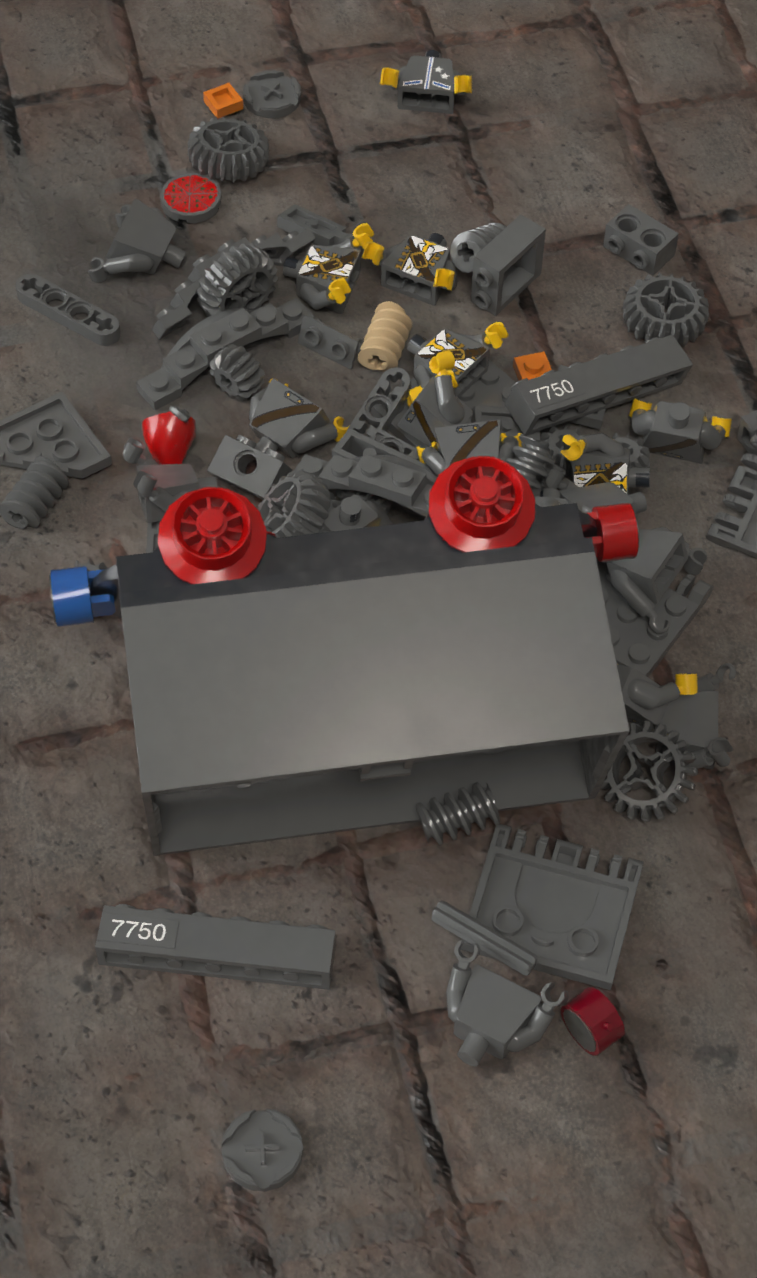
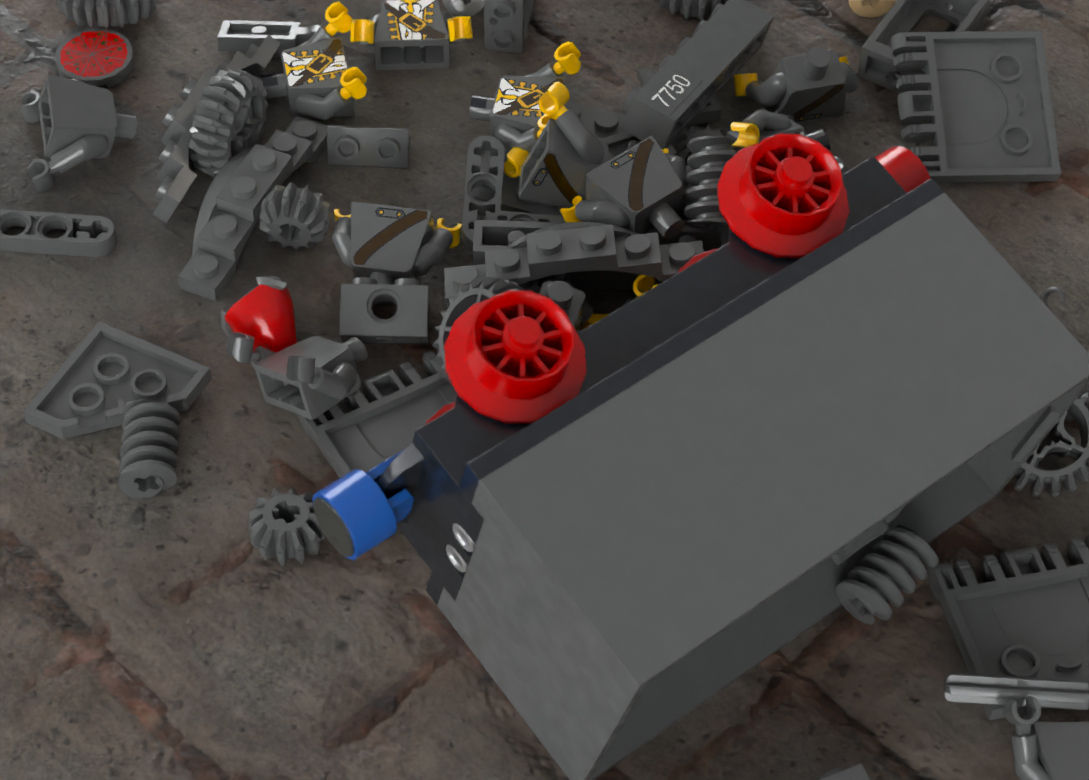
camera: 30 degrees left, 5 degrees down
(385, 337) = (430, 116): tan piece -> none
(531, 365) = (605, 89): orange plate -> none

